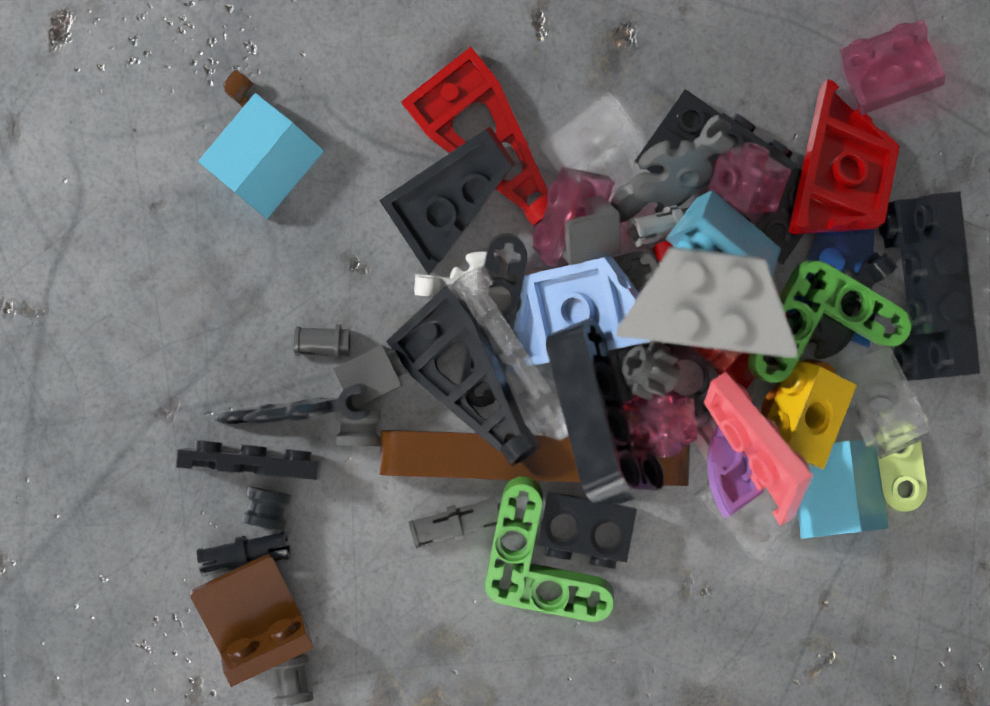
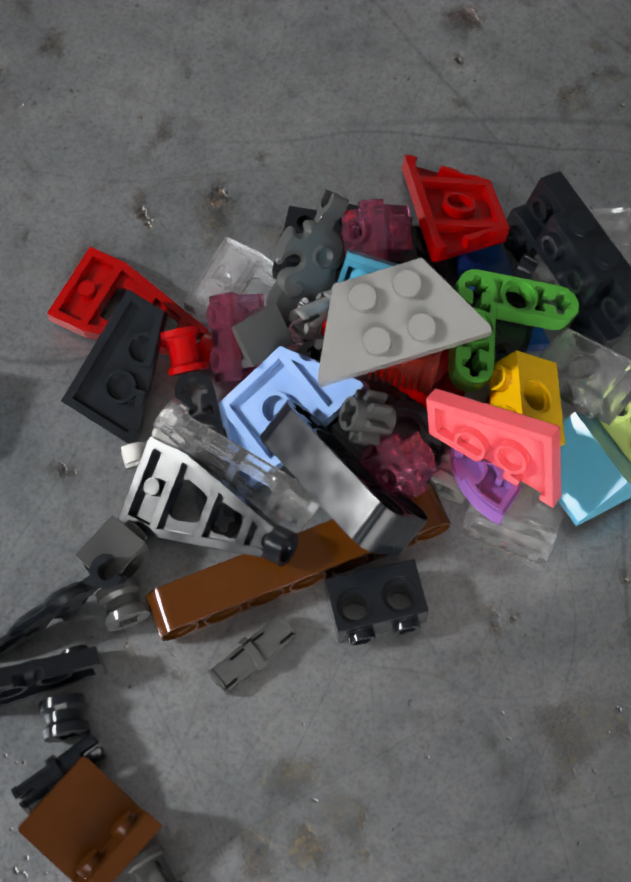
camera: 20 degrees left, 20 degrees down
(322, 341) = (57, 544): dark grey pin -> none
(513, 210) = (183, 350): none -> red bush
(529, 576) = (345, 670): bright green beam -> none
(890, 67) = (450, 122): clear pink bracket -> none

